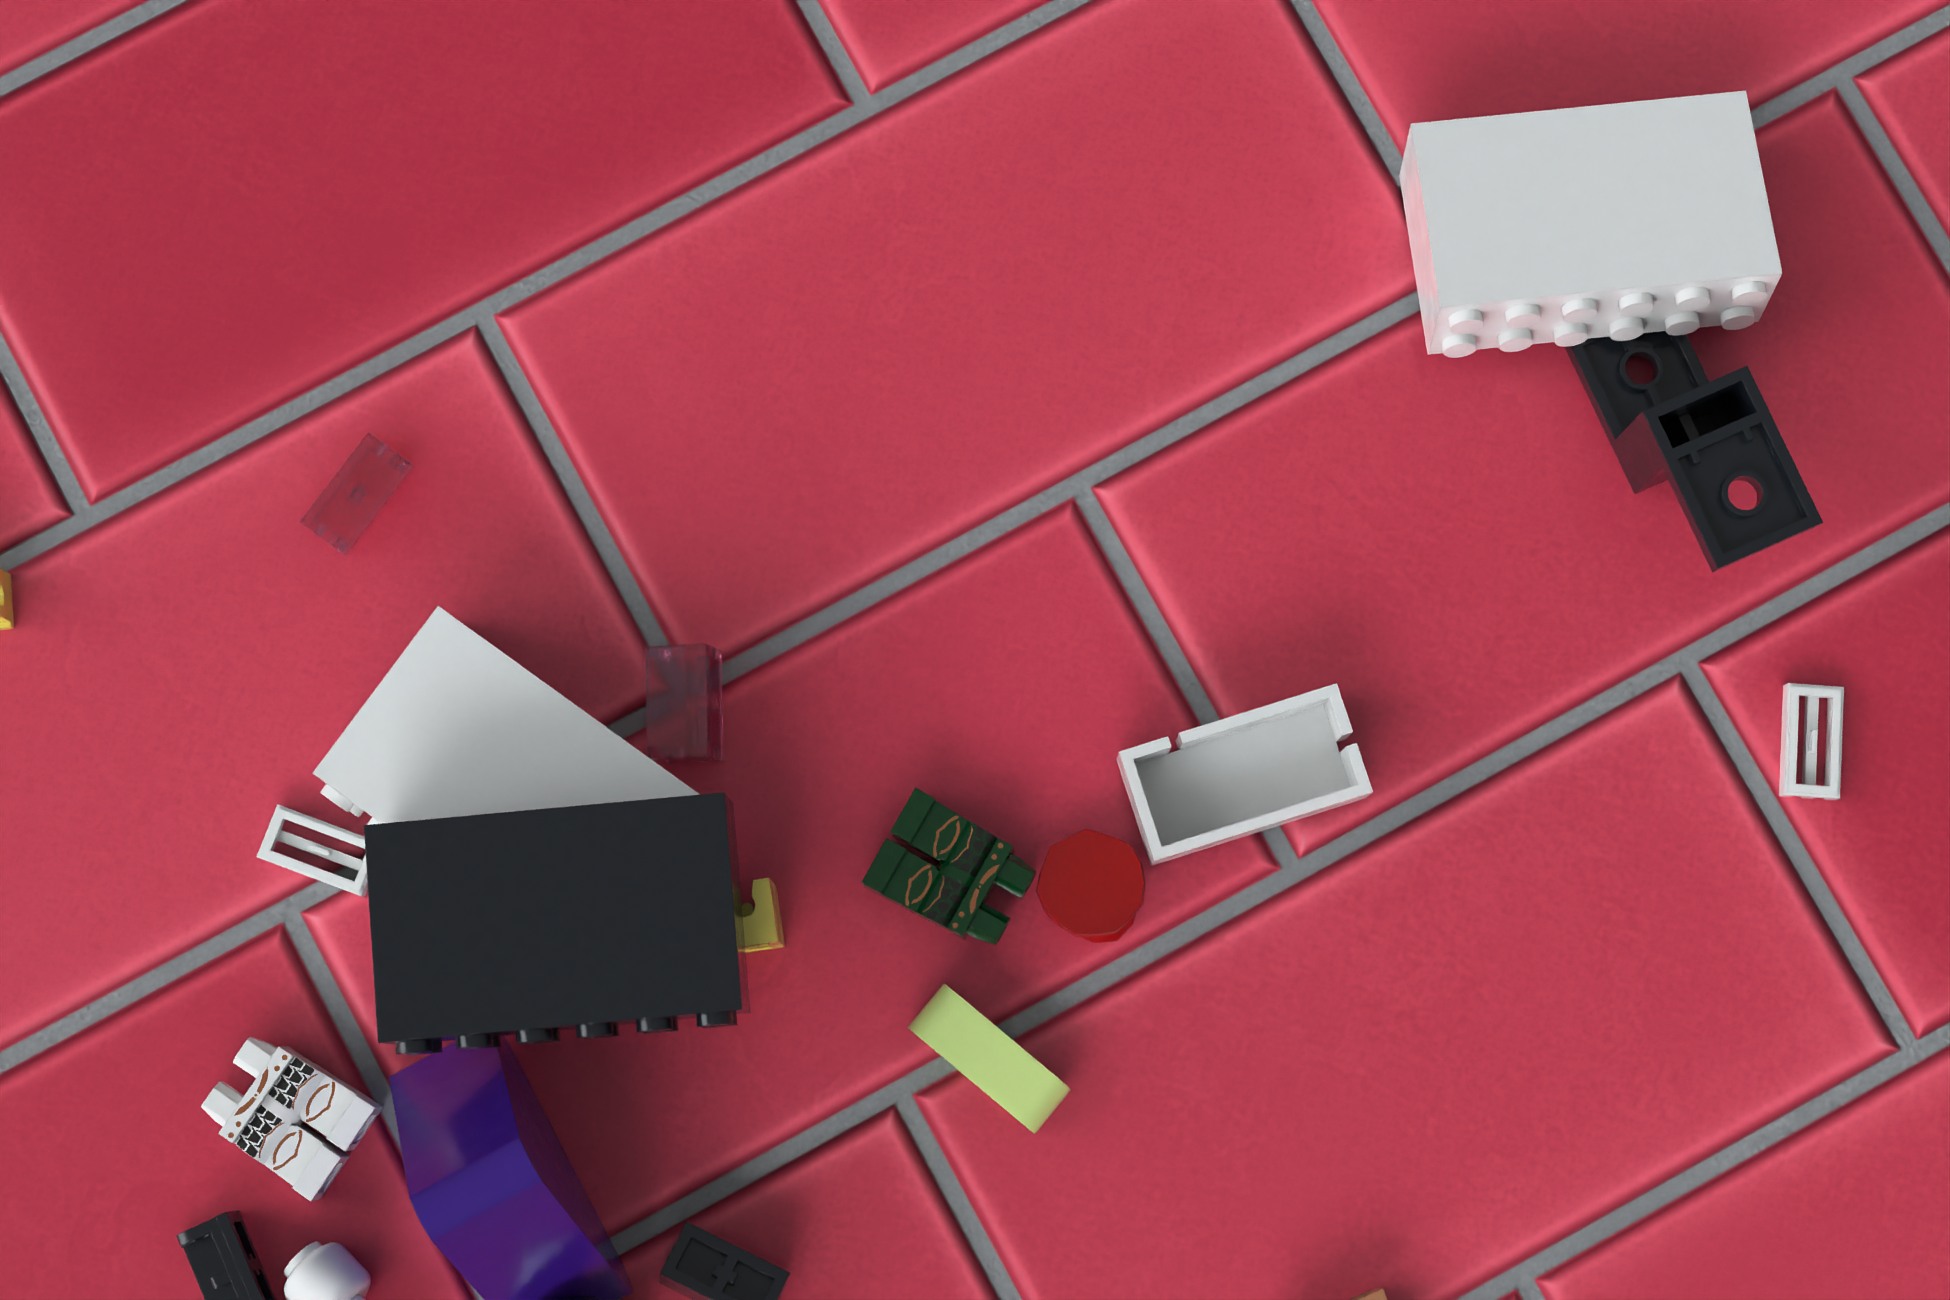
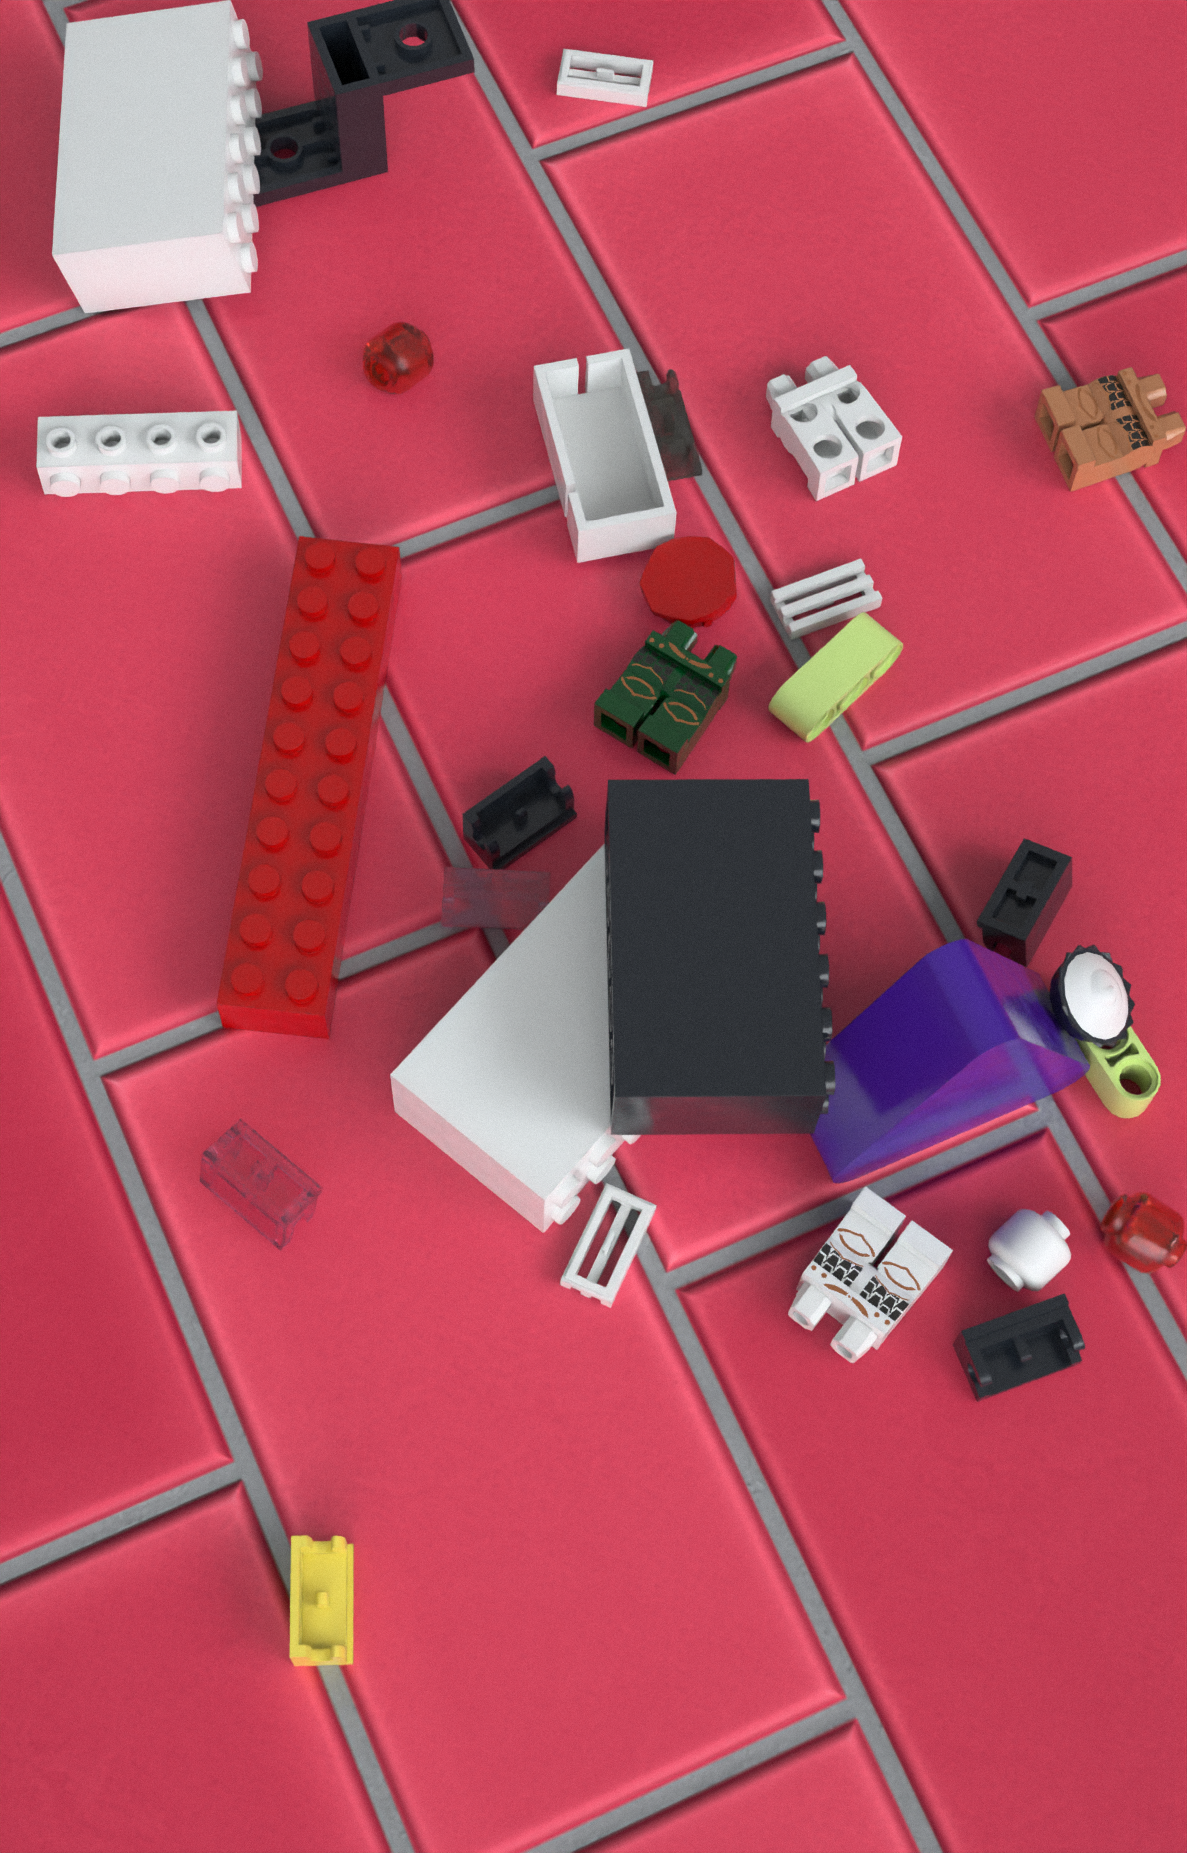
camera: 90 degrees left, 15 degrees down
(786, 720) = (518, 816): none -> black hinge
(807, 496) = (311, 790): none -> red brick
(1073, 1001) = (821, 582): none -> white tile
(1202, 261) = (139, 453): none -> white brick
(1302, 848) = (670, 426): none -> clear smoke hinge
(1337, 1028) = (832, 427): none -> white hips
(1360, 531) = (398, 358): none -> clear red head

